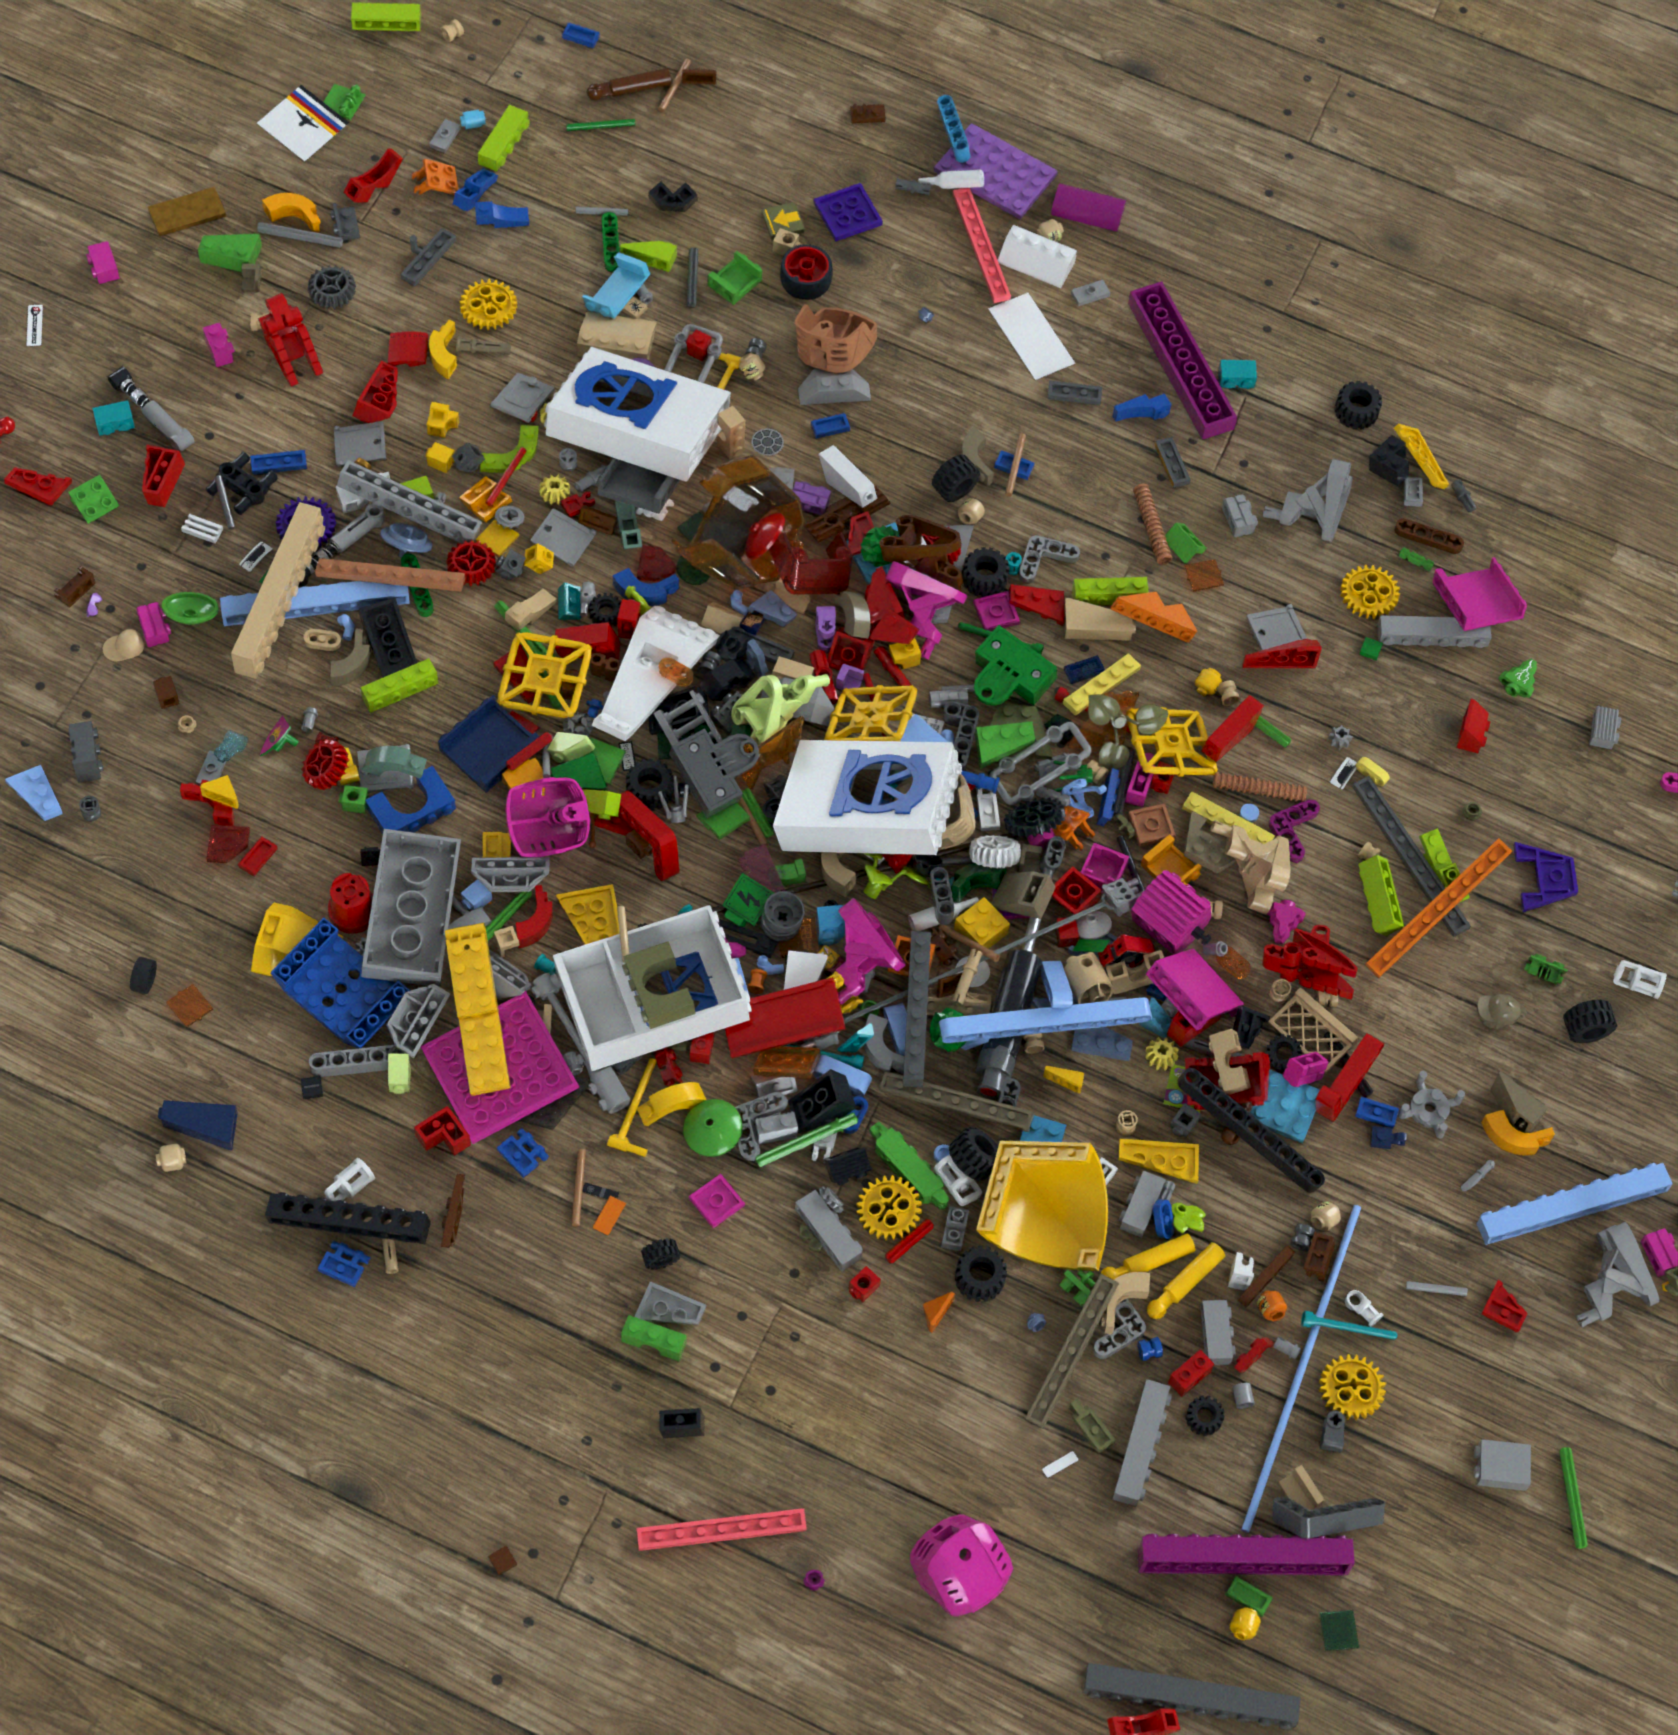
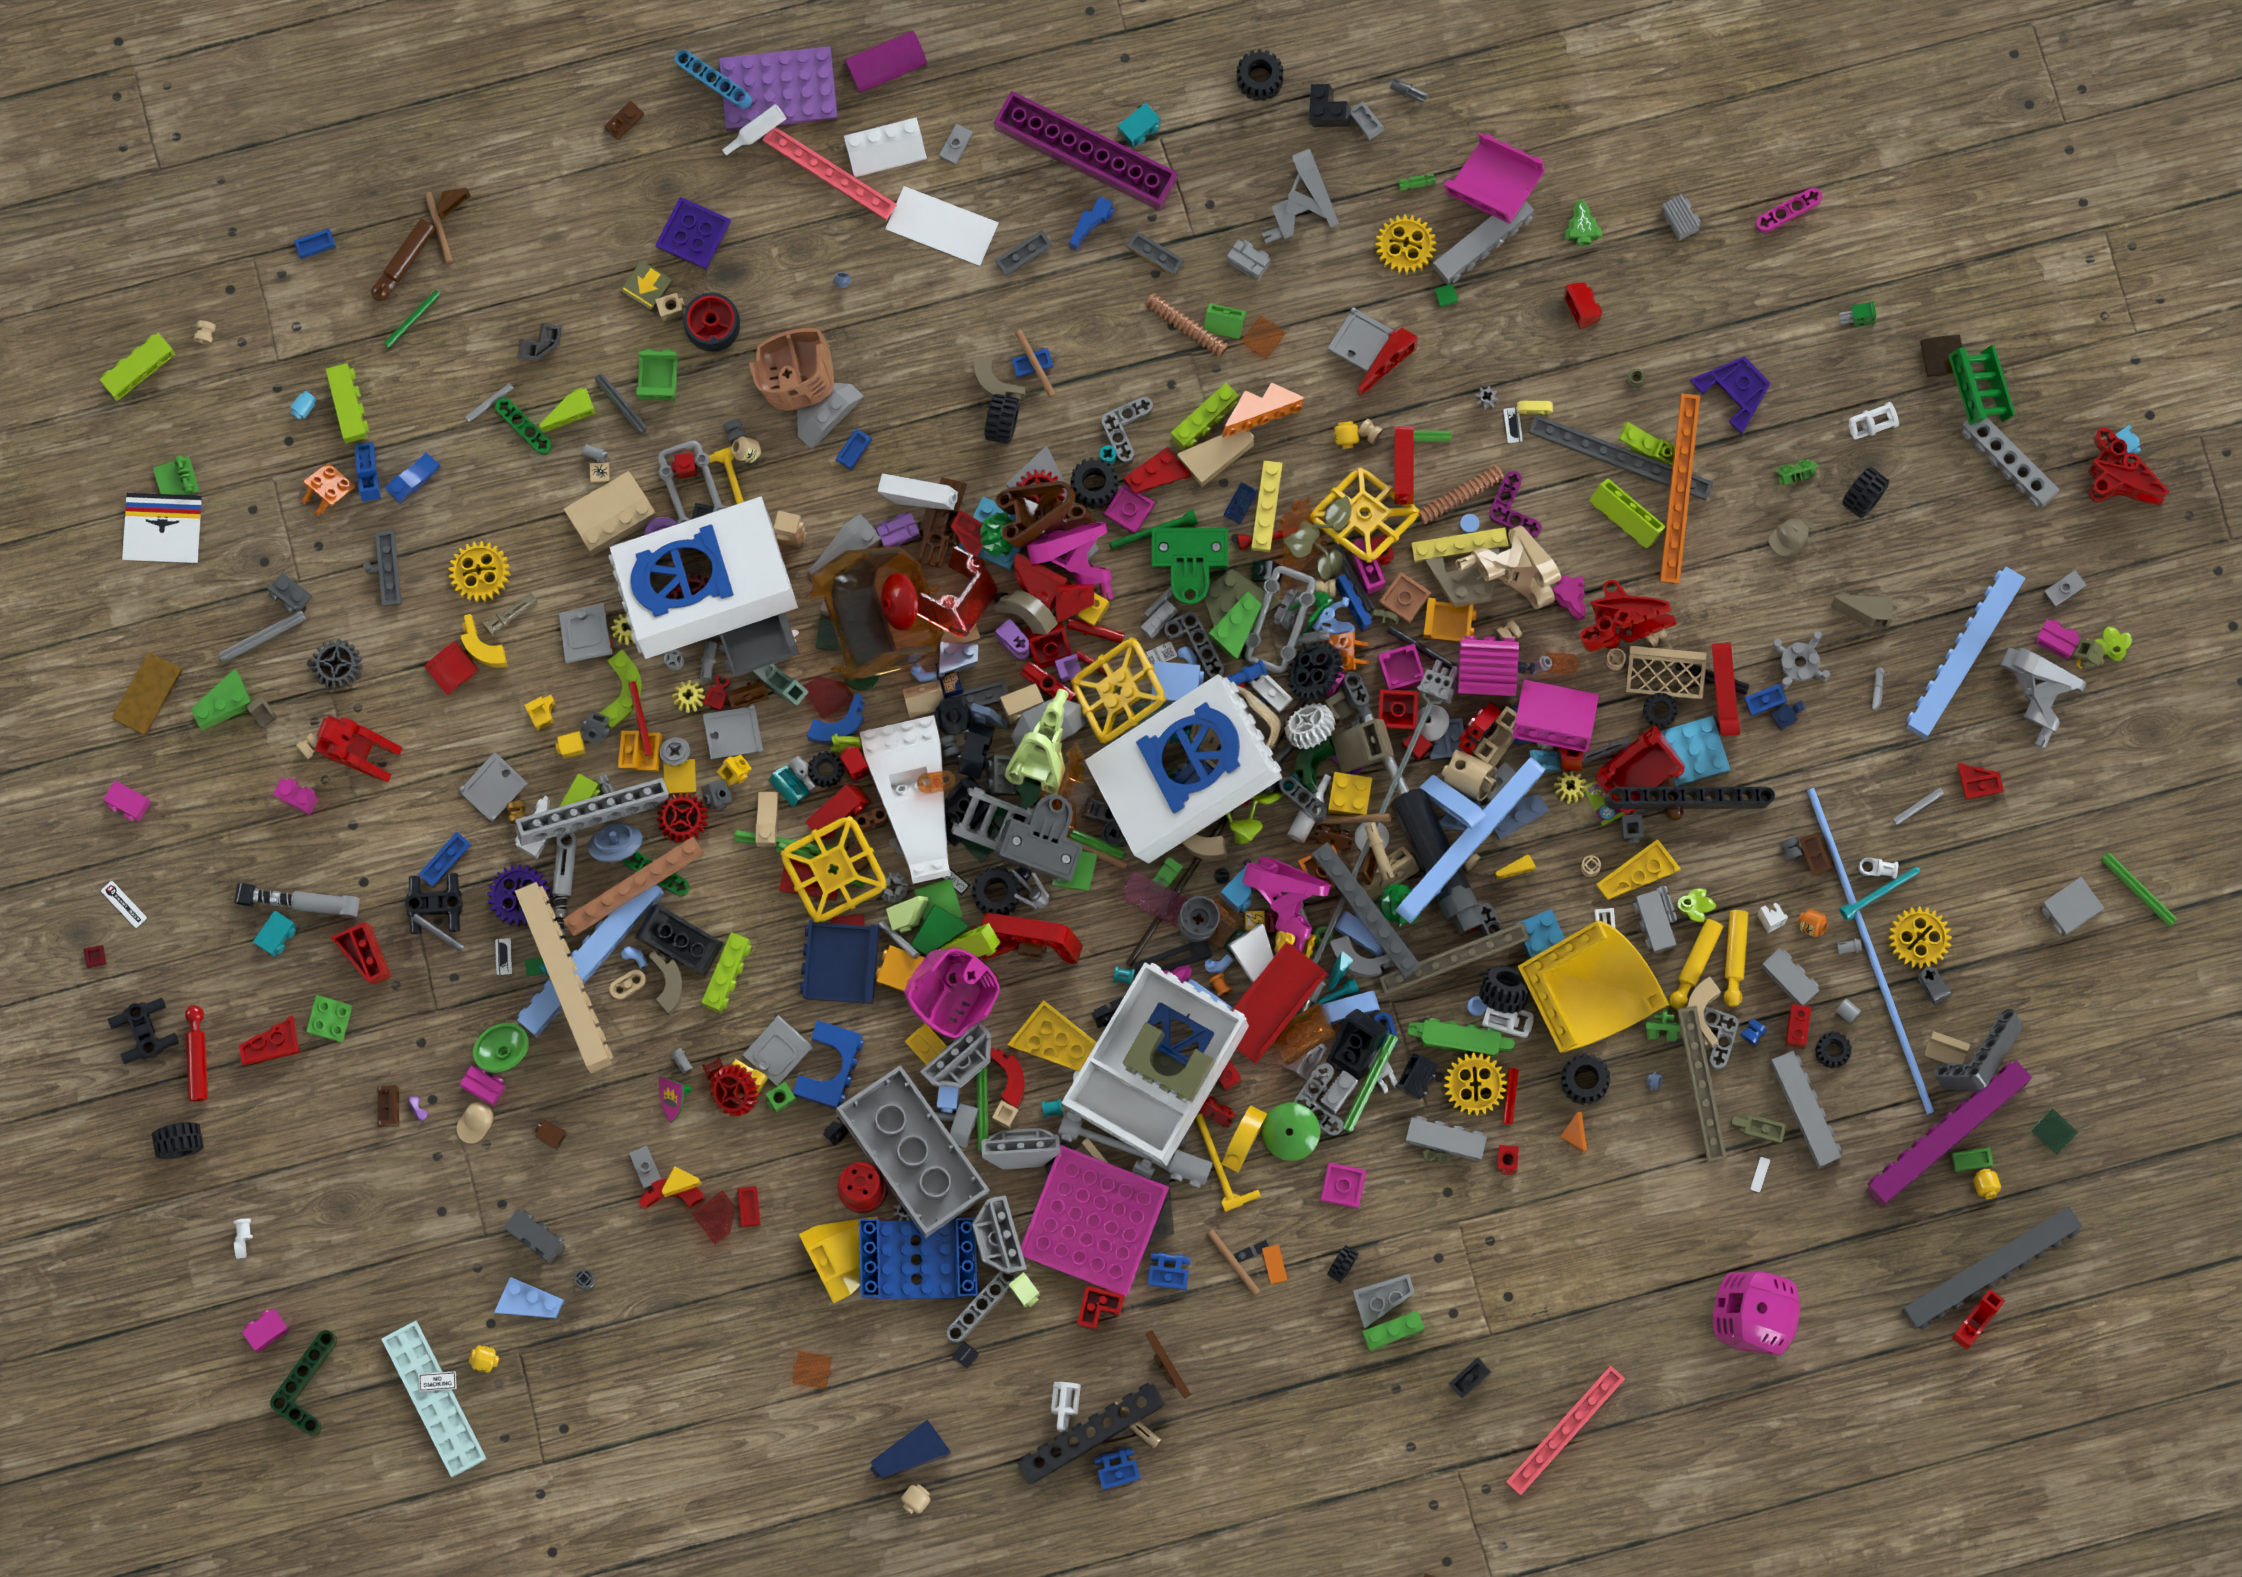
camera: 30 degrees left, 15 degrees up
(143, 975) = (759, 1378): black tyre -> none
(186, 720) = (590, 1141): tan plate -> none
(204, 526) = (437, 962): white tile -> none
(232, 743) = (643, 1133): clear light blue piece -> none
(294, 205) = (231, 614): light orange arch -> none
(379, 176) = (277, 532): red arch -> none
(379, 395) = (472, 735): red wedge -> none
(393, 759) = (785, 1042): sand green arch -> none
(445, 136) = (292, 440): light grey plate -> none
(477, 1009) = (1039, 1191): yellow hinge -> none
(529, 751) = (881, 944): red axle -> none
(595, 705) = (892, 859): blue plate -> none
(619, 287) = (572, 467): medium azure panel -> none
(623, 931) = (1101, 1041): tan bar -> none
(735, 919) = (1160, 947): green tile -> none
(747, 899) = (1157, 924): green tile -> none
(767, 441) = (816, 506): sticker -> none
(819, 1579) = (1666, 1410): magenta plate -> none
(831, 1199) = (1428, 1113): light grey gear -> none
(912, 186) = (725, 162): dark grey pin -> none
(955, 1228) = (1535, 1058): light grey slope -> none
(971, 511) = (1035, 436): tan head -> none
(1051, 230) = (875, 113): tan head -> none
(1091, 945) = (1448, 744): green sticker -> none
(1163, 1218) = (1681, 922): blue plate -> none
(1223, 1046) = (1642, 769): tan arch -> none
(1248, 1025) = (1615, 711): black wing -> none
(1258, 1346) = (1831, 967): red wing -> none
(1266, 1276) = (1790, 902): reddish brown beam -> none
(1305, 1069) = (1688, 711): dark pink brick -> none
(1325, 1216) = (1795, 818): tan head -> none
(1368, 851) = (1588, 482): tan wheel -> none
(1422, 454) = (1347, 80): yellow wing -> none
(1428, 539) = (1409, 149): reddish brown beam -> none
(1511, 1140) = (1876, 640): light orange arch -> none

